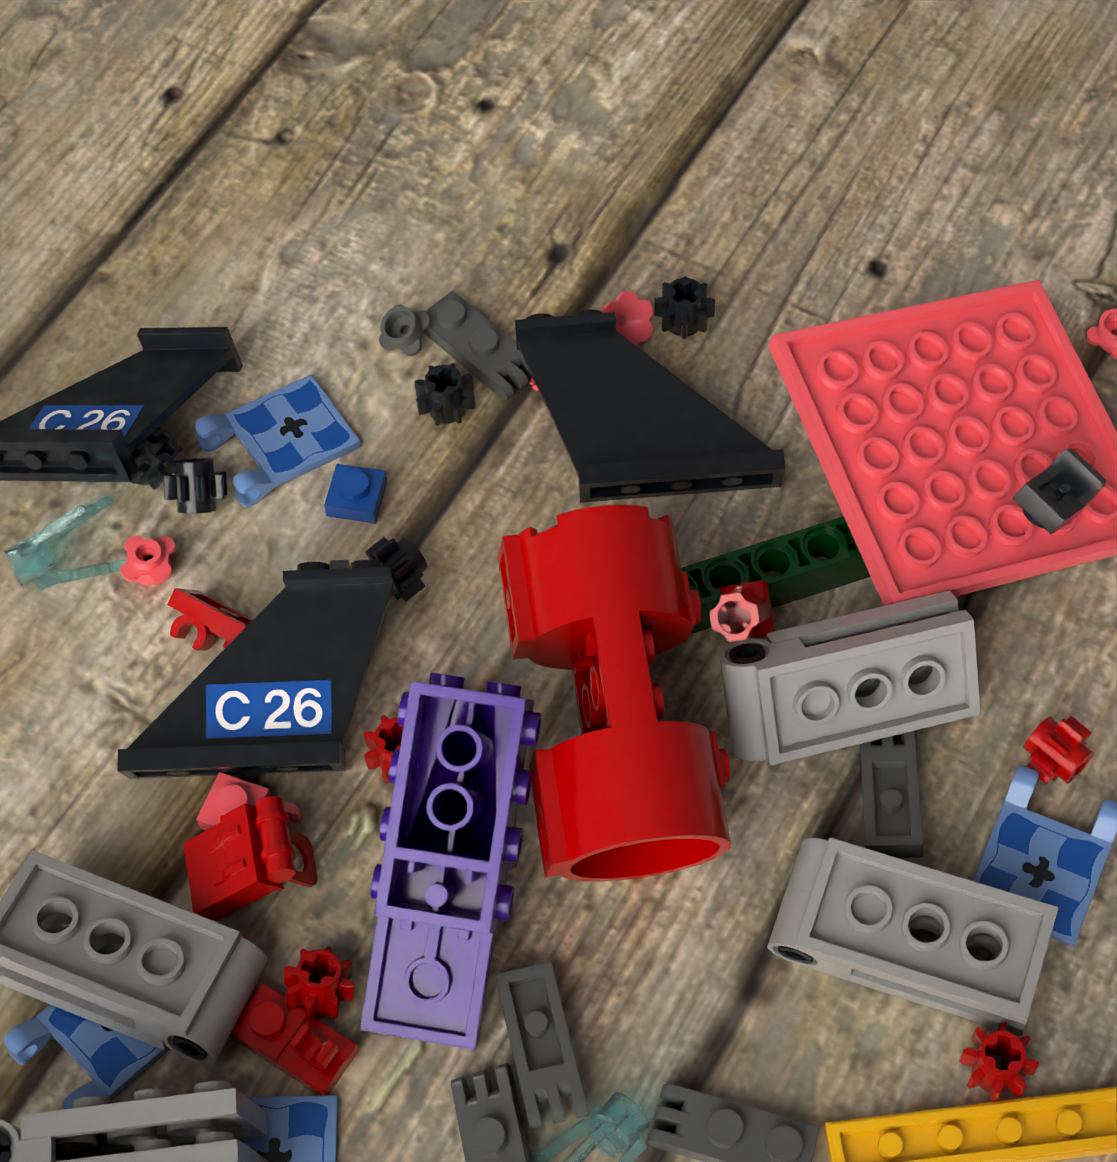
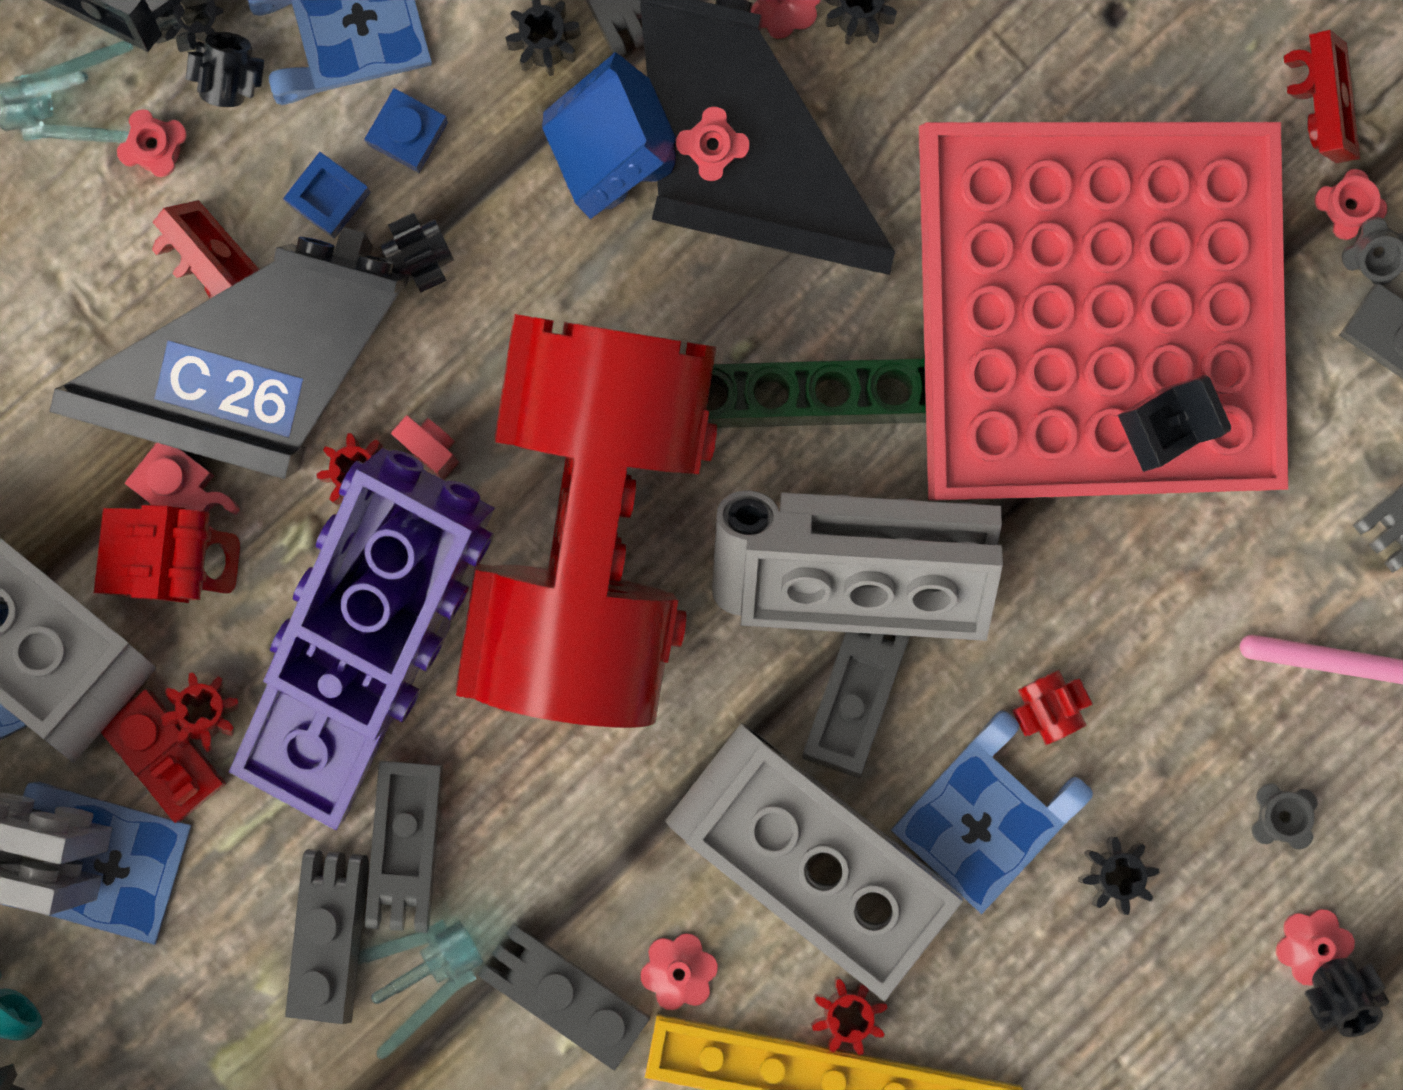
camera: 15 degrees right, 25 degrees up
(304, 544) = (327, 195): none -> blue plate
(523, 441) = (609, 135): none -> blue slope
(606, 429) = (694, 144): none -> coral plate
(743, 611) = (767, 456): red piece -> none
(824, 1094) = (685, 954): none -> coral plant
(1055, 254) = (1329, 83): none -> red plate

